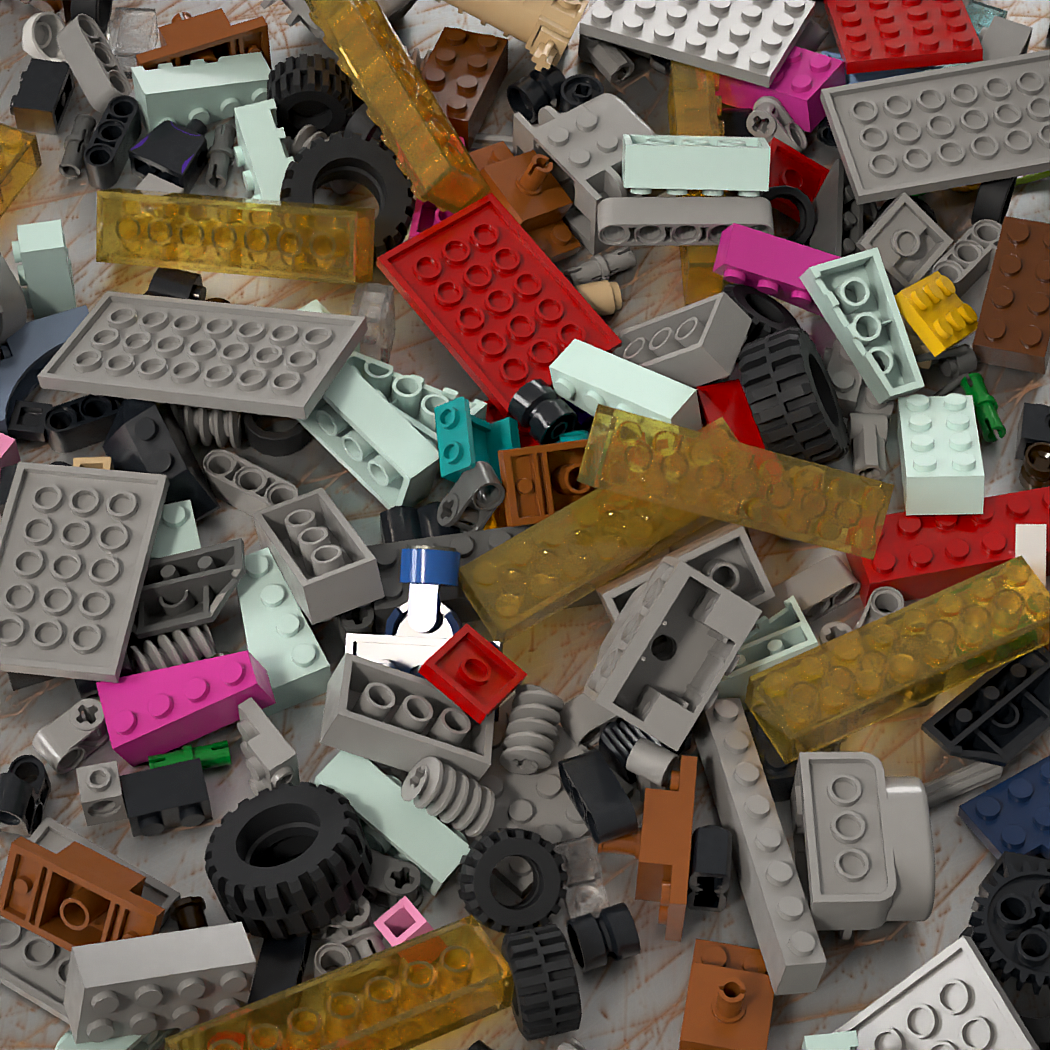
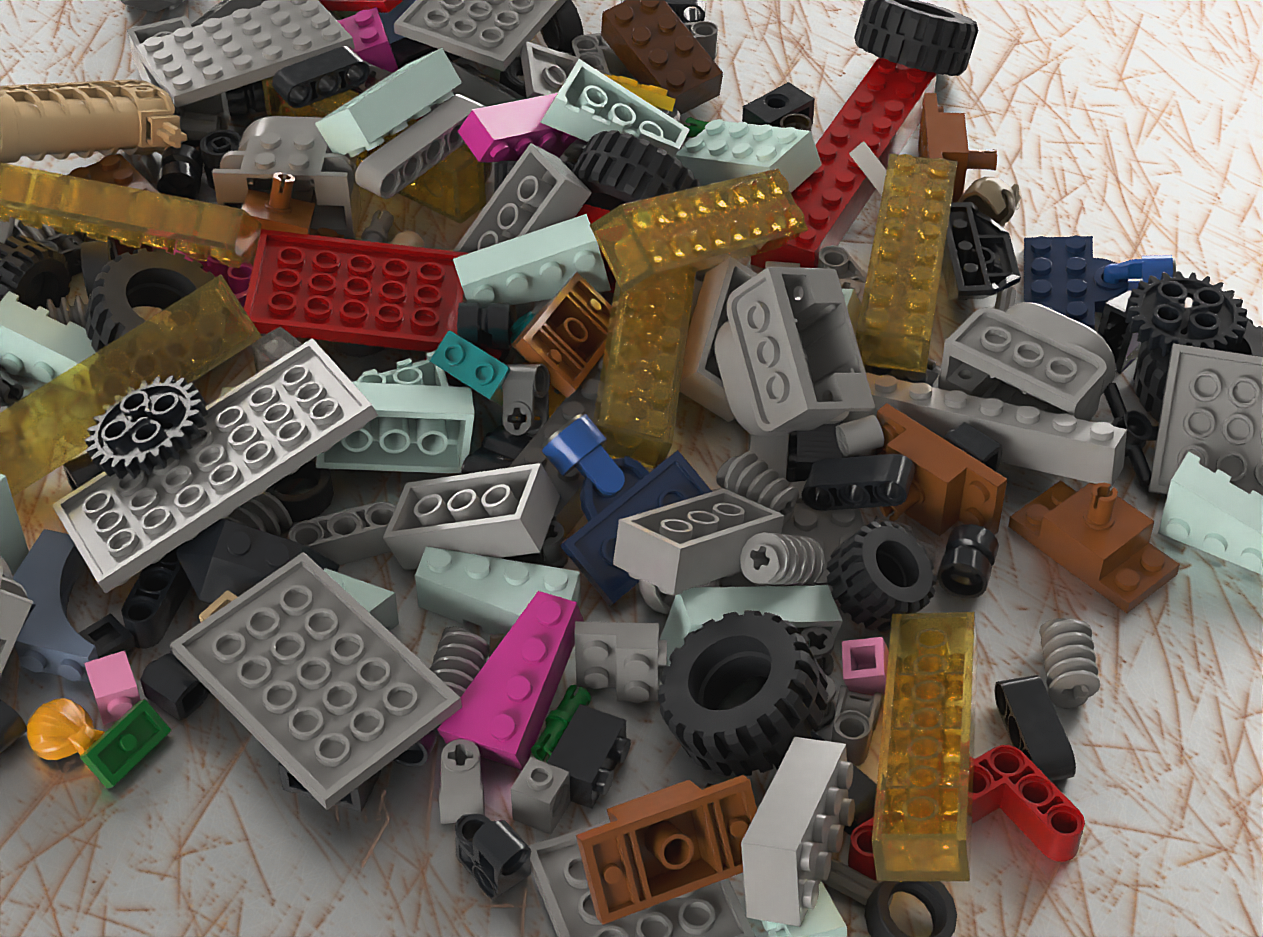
camera: 50 degrees left, 10 degrees down
(188, 588) = (420, 603): dark grey wedge -> none
(225, 278) = (146, 427): none -> black gear
(472, 673) = (696, 476): red plate -> none
(544, 981) = (1003, 602): black tyre -> none
(700, 94) = (320, 77): none -> black beam
(868, 961) = (1138, 432): none -> black bar

